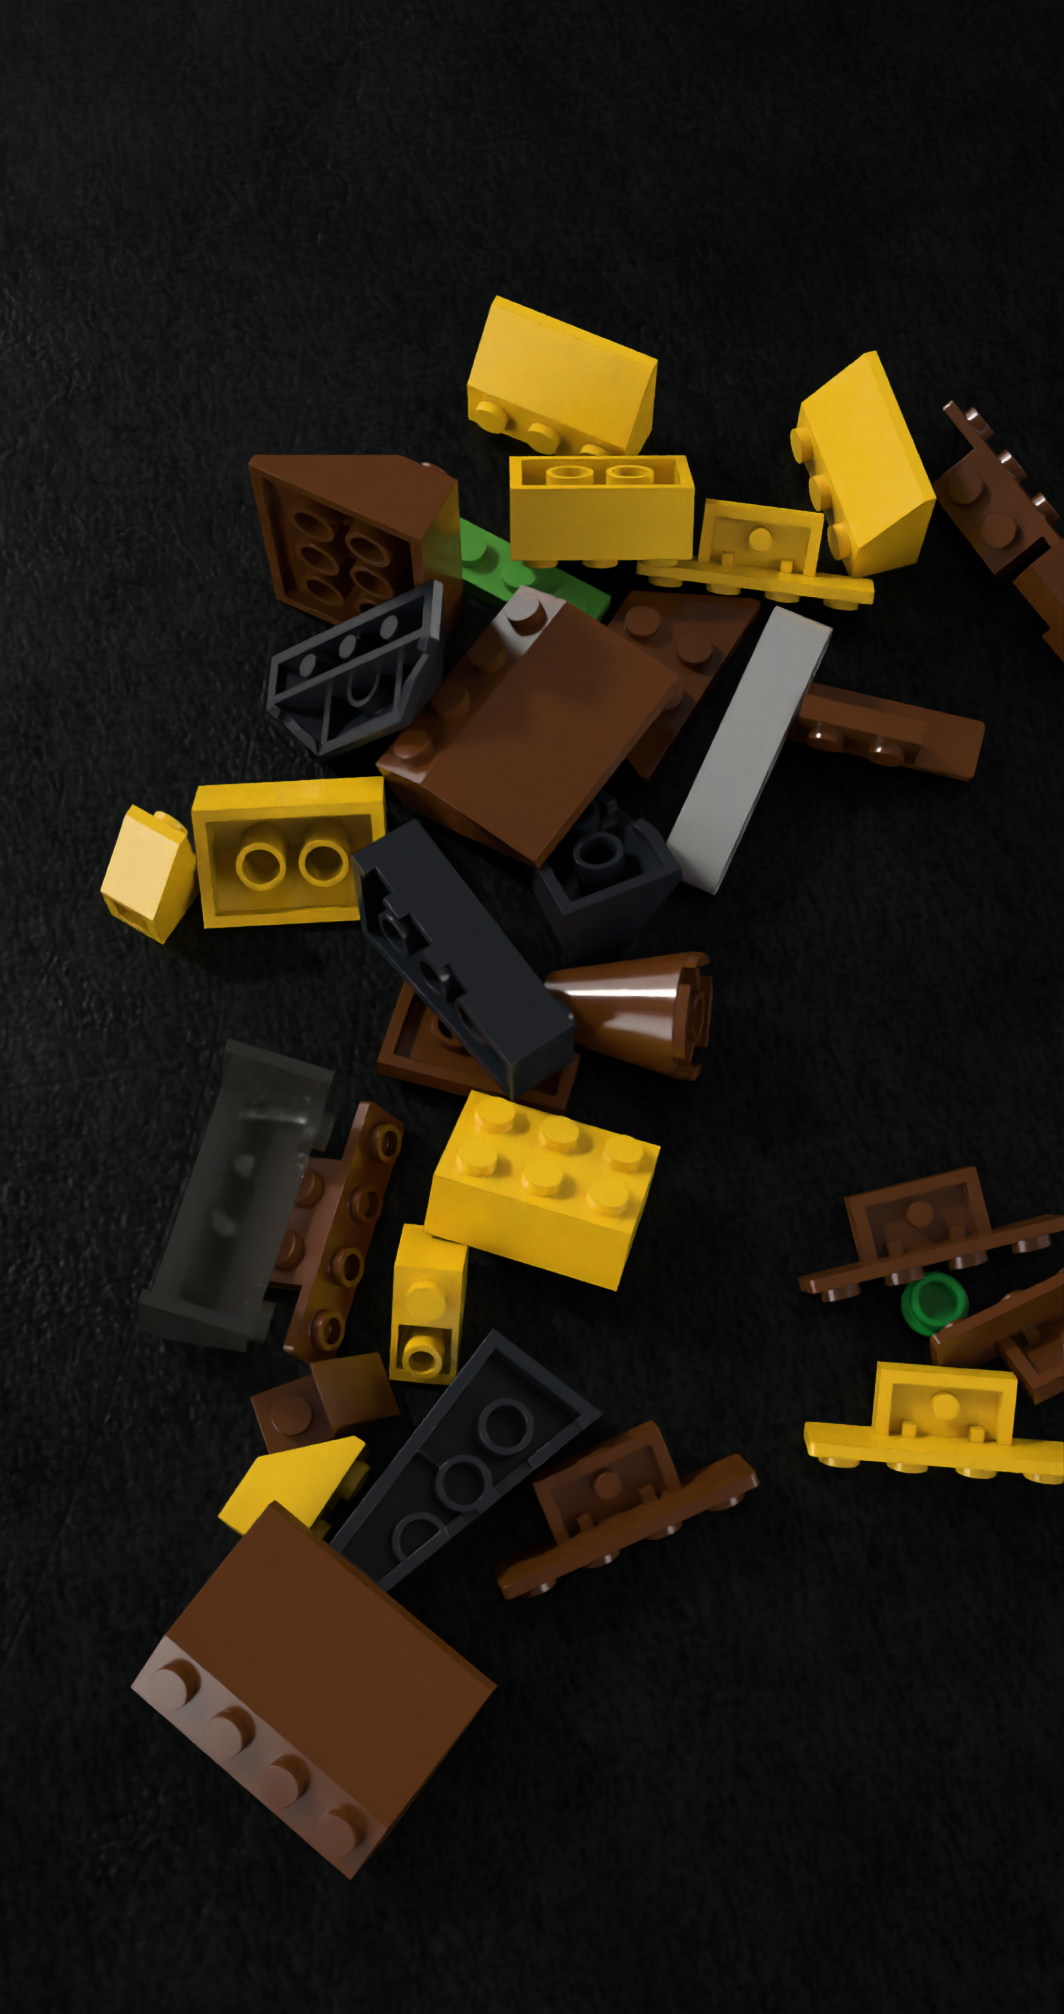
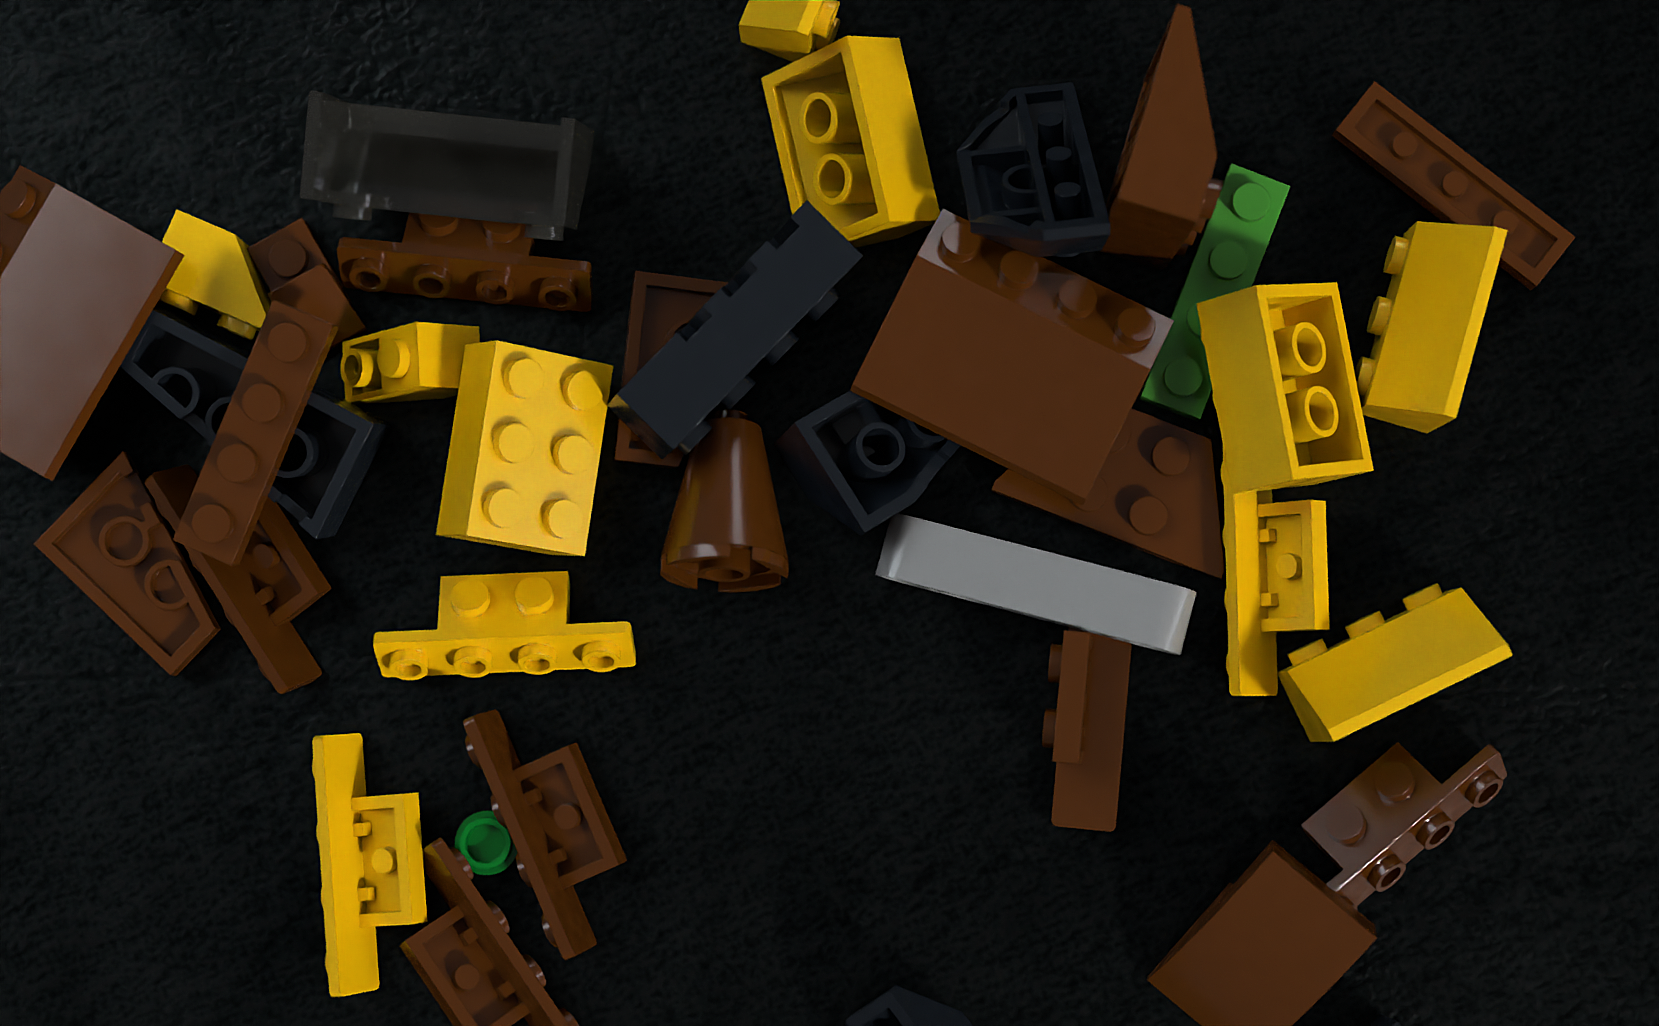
camera: 85 degrees right, 15 degrees up
(417, 377) = (1451, 182): none -> reddish brown plate
(483, 1452) = (255, 433): none -> reddish brown plate
(592, 1641) = (131, 567): none -> reddish brown wing
(715, 1252) = (504, 627): none -> yellow bracket

